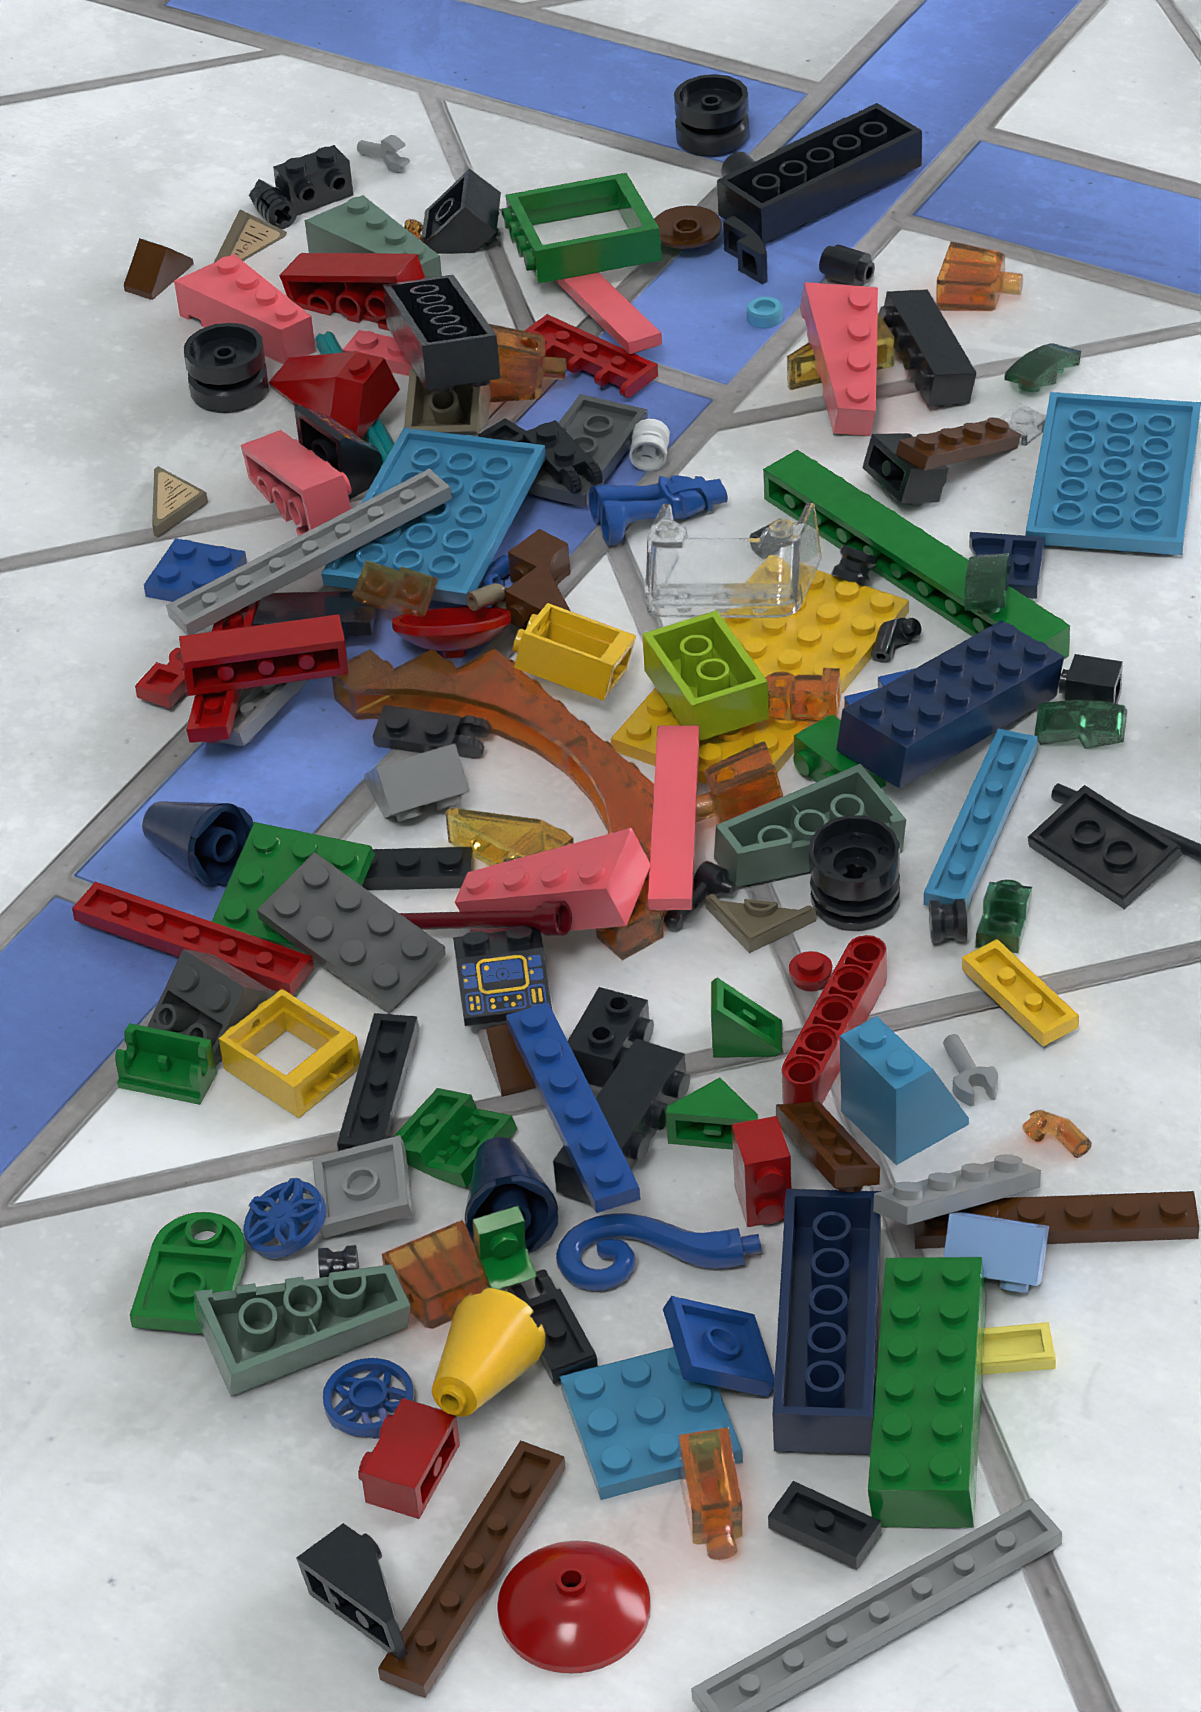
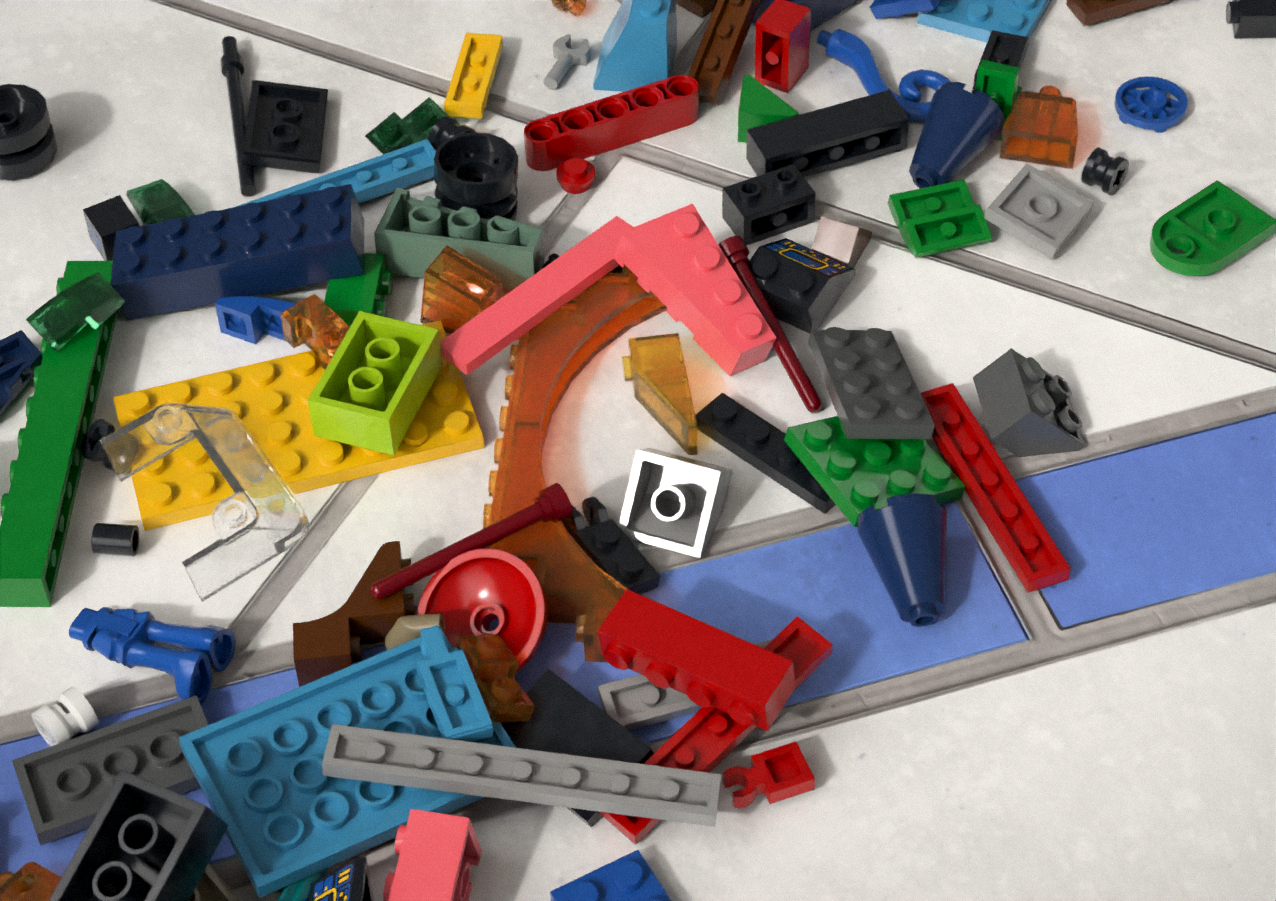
camera: 140 degrees left, 5 degrees up
(165, 1064) = (1100, 391): green hinge -> none
(284, 1218) = (1111, 227): blue wheel -> none
(297, 1323) = (1166, 134): sand green wedge -> none
(311, 1080) = (1016, 303): yellow window -> none
(379, 1080) = (956, 278): black plate -> none
(409, 1458) = (1160, 45): red brick -> none
(411, 552) = (451, 690): none -> dark azure hinge
(477, 683) = (550, 505): none -> dark red piece
(485, 1350) = (1074, 40): yellow cone -> none
(564, 457) = (157, 749): black hinge -> none
(573, 651) = (429, 469): yellow window -> none
(573, 1108) = (861, 136): blue plate -> none
(742, 1025) = (675, 161): green slope -> none
(757, 921) = (560, 229): dark tan tile -> none
(893, 634) = (153, 375): black arm -> none

